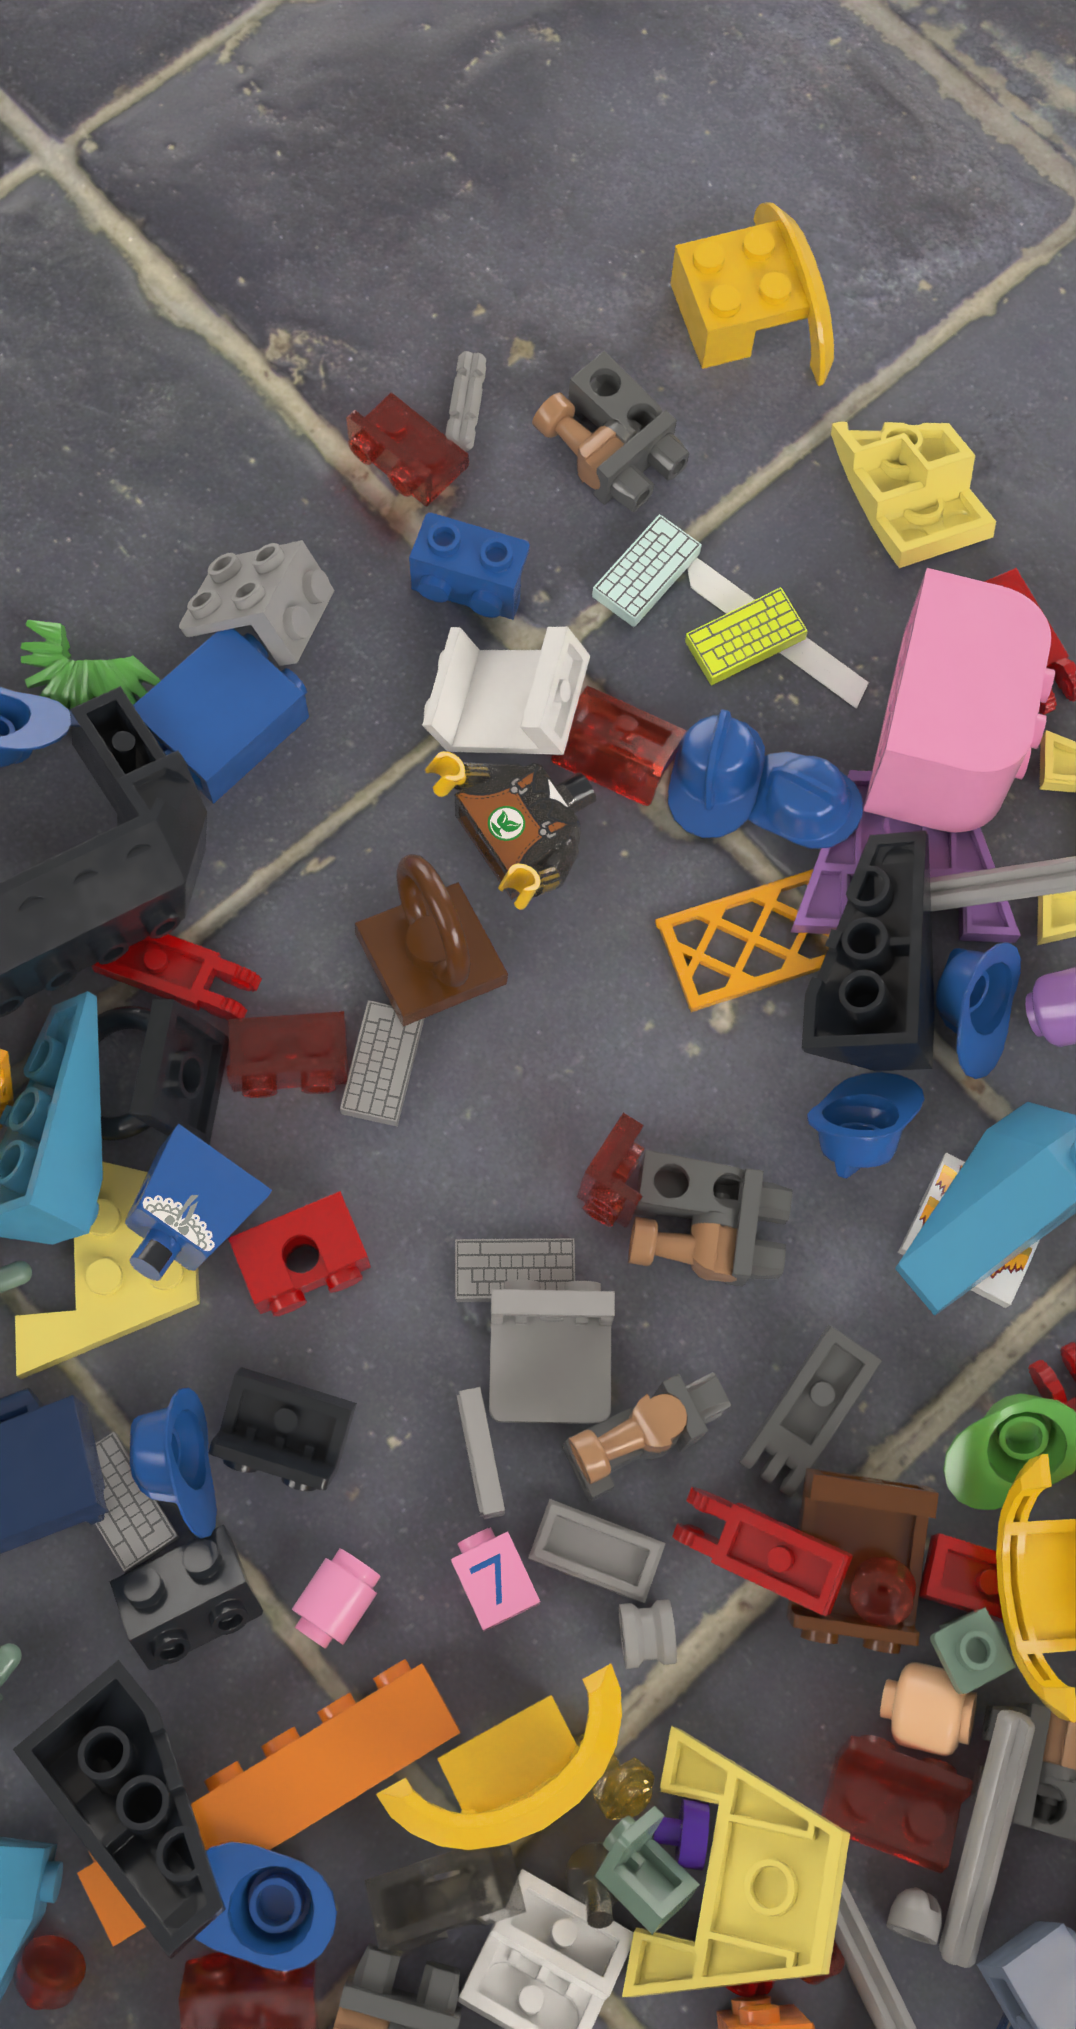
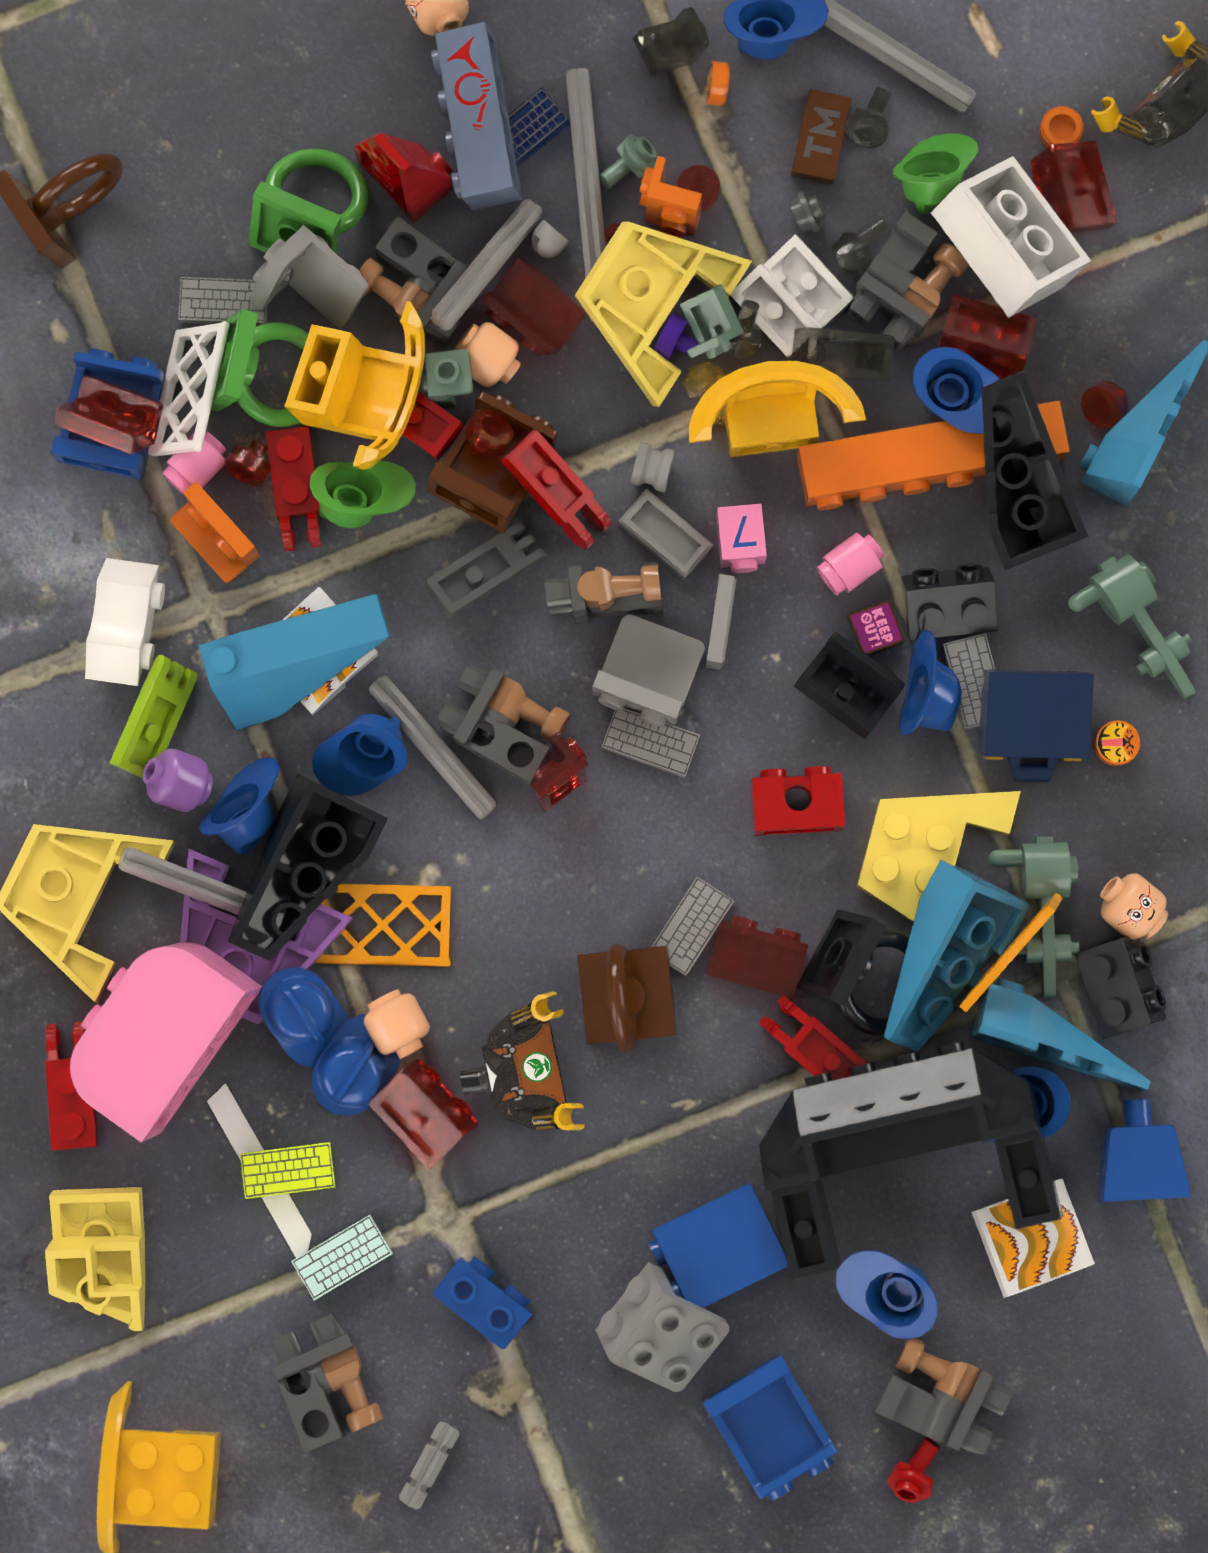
camera: 155 degrees left, 10 degrees up
(79, 680) = (817, 1317): bright green hair -> none
(98, 552) = (771, 1428): none -> blue panel
(189, 1204) = (864, 858): blue torso -> none
(274, 1525) = (876, 628): none -> tile
(406, 449) = (493, 1437): clear red bracket -> none
(506, 696) = (497, 1177): white panel -> none
(690, 825) = (396, 1024): none -> light nougat head
(783, 1165) = (433, 747): none -> light grey axle

